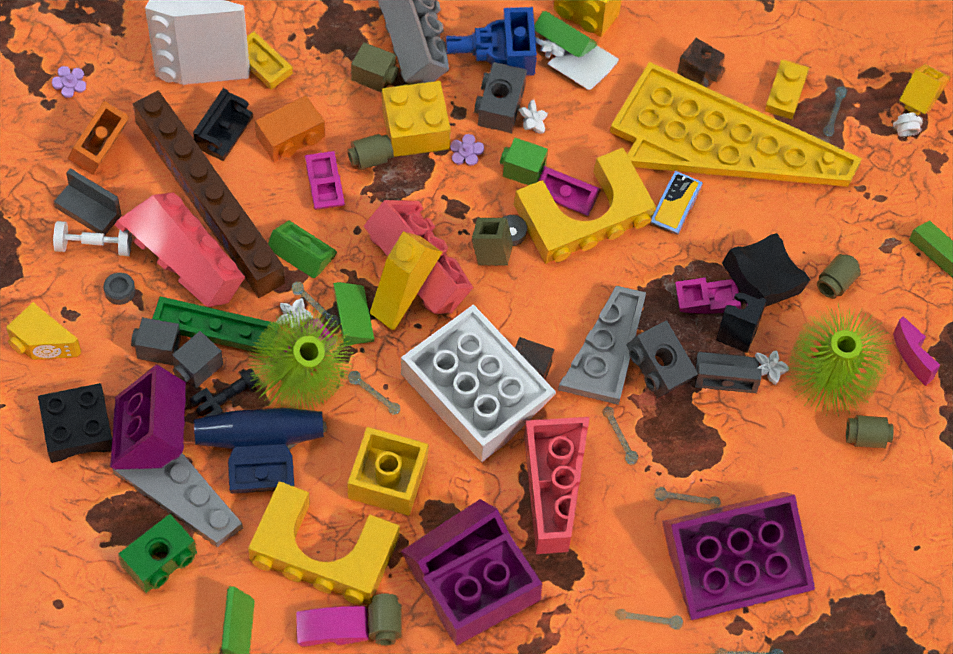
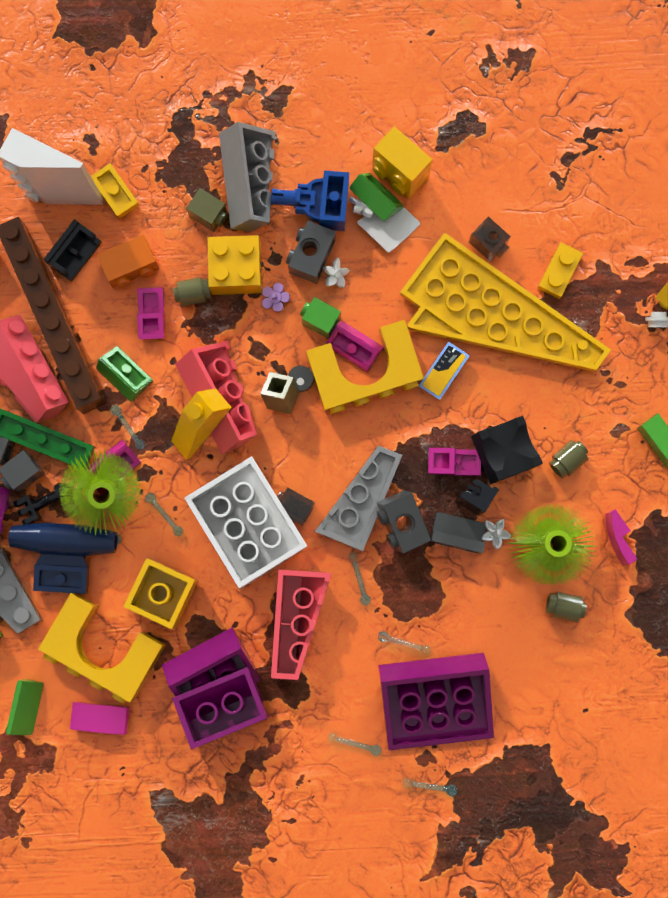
camera: 15 degrees right, 20 degrees up
(294, 308) = (109, 434): white plant -> none
(353, 313) = (156, 440): bright green slope -> none
(385, 619) = (141, 720): olive brick -> none
(840, 93) = (606, 279): clear light blue hinge -> none

